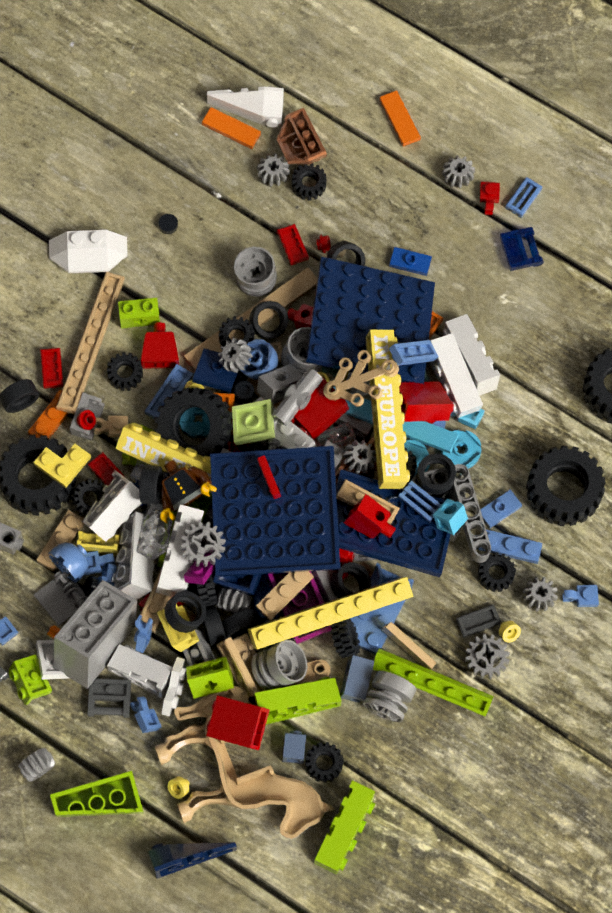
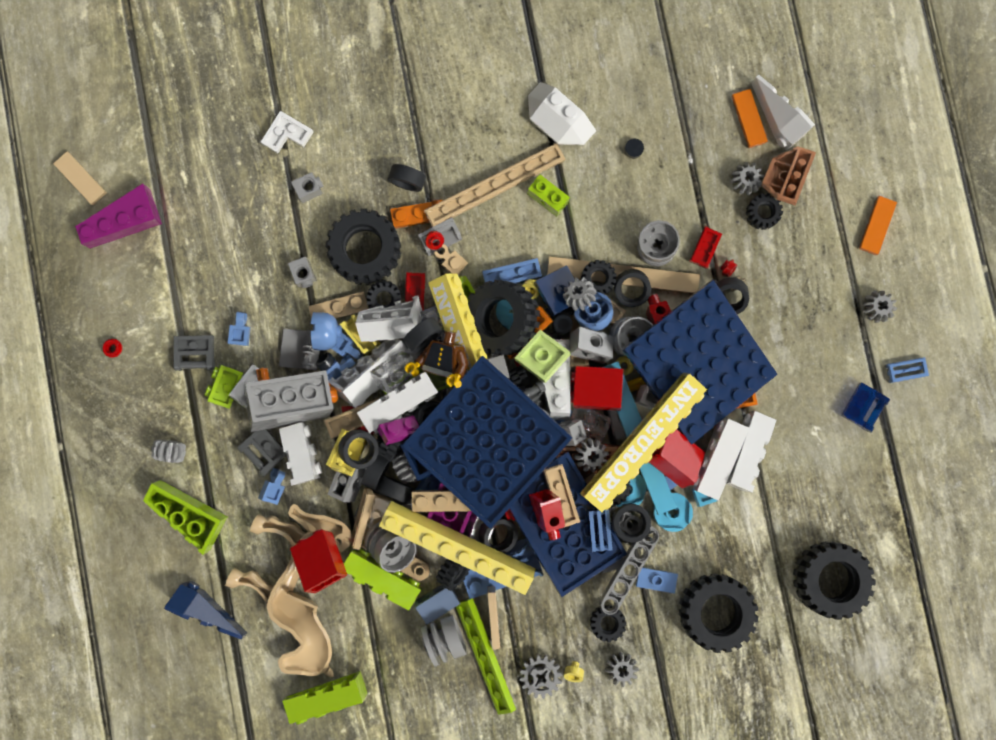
camera: 45 degrees right, 15 degrees up
(51, 368) = (451, 178): red plate -> none
(62, 469) = (380, 263): light yellow plate -> none
(122, 360) = (493, 218): black tyre -> none
(142, 635) = (319, 434): medium blue plate -> none
(159, 348) = (537, 235): red torso -> none
(175, 687) = (309, 489): white plate -> none
(178, 787) = (247, 557): light yellow tile -> none
(192, 541) = (404, 421): light grey gear -> none
(209, 677) = (334, 508): lime brick -> none
(269, 477) = (503, 416): red tile -> none
(294, 747) = (348, 608): sand blue brick -> none
(297, 396) = (589, 370): light grey piece -> none
(333, 753) = (351, 647): black tyre -> none
(357, 379) = (642, 401): tan plant -> none
(410, 261) = (776, 339): blue plate -> none
(413, 352) = (704, 419): medium blue plate -> none
(450, 516) = (606, 570): medium azure brick -> none
(478, 621) = (561, 643): dark grey tile -> none
(489, 195) = (884, 345): red plate -> none
(514, 547) = (639, 616): medium blue plate -> none
(584, 595) = (651, 699): medium blue plate -> none

